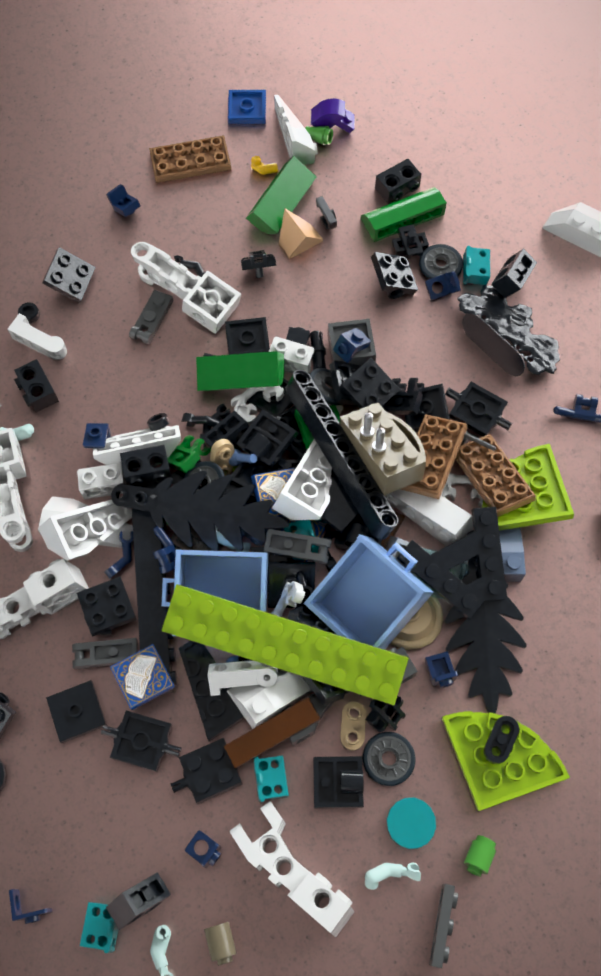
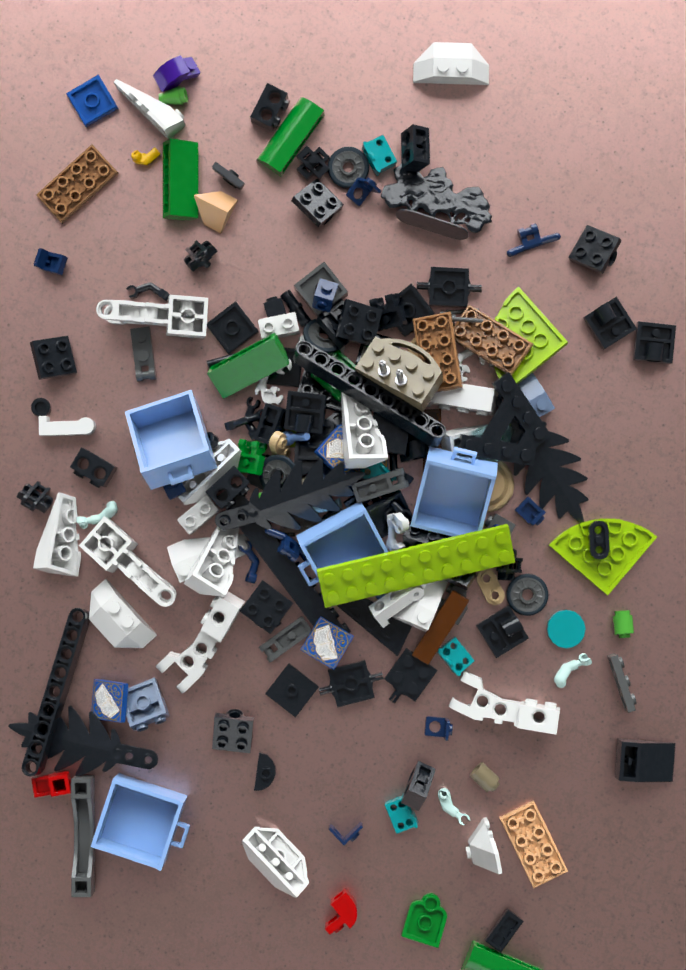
camera: 30 degrees left, 20 degrees up
(120, 392) = (170, 440): none -> light blue container

